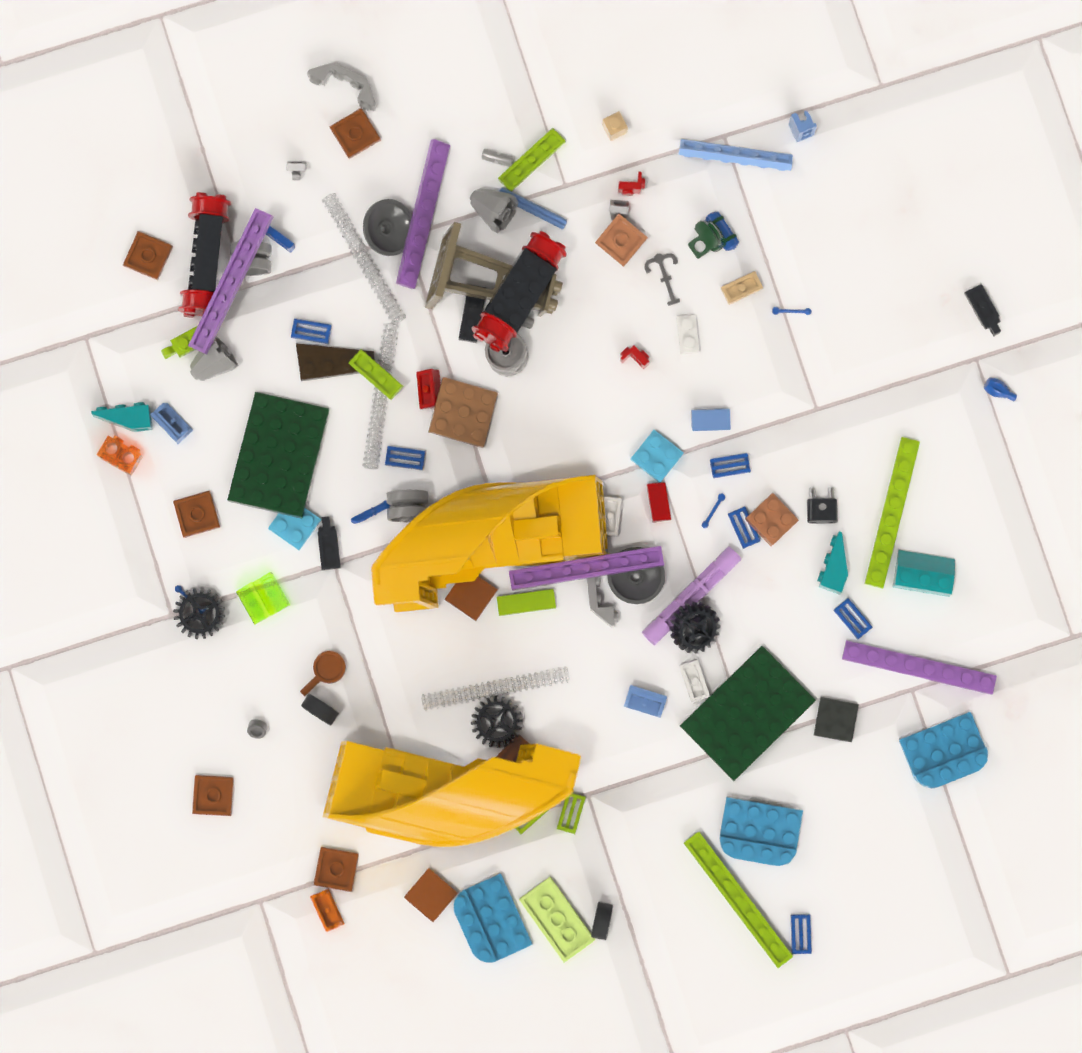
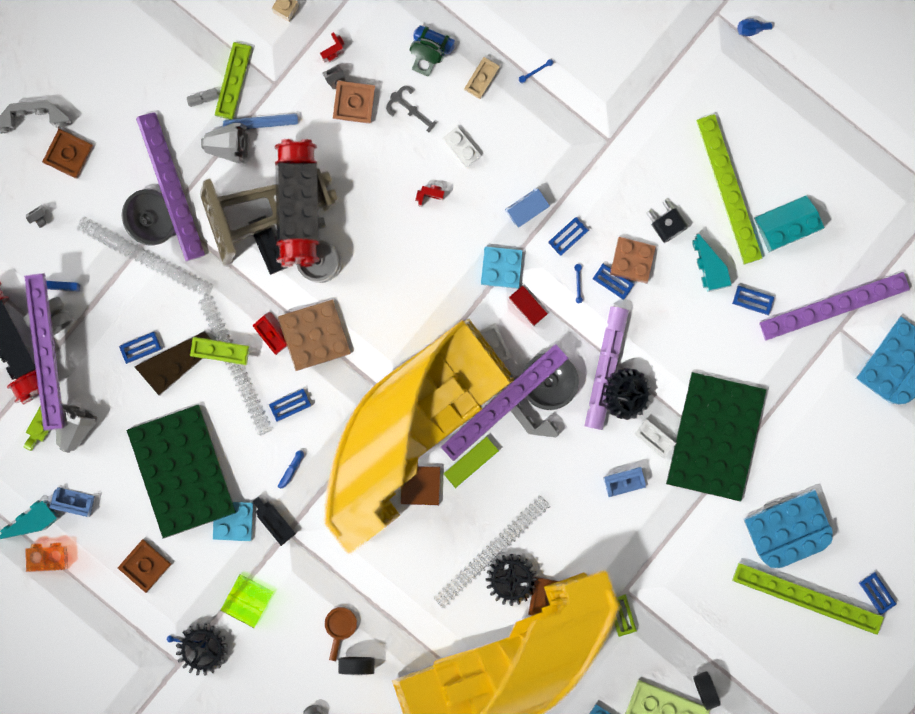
camera: 30 degrees left, 5 degrees up
(406, 504) = (318, 445): light grey wheel -> none
(836, 719) = (793, 395): pearl dark grey tile -> none

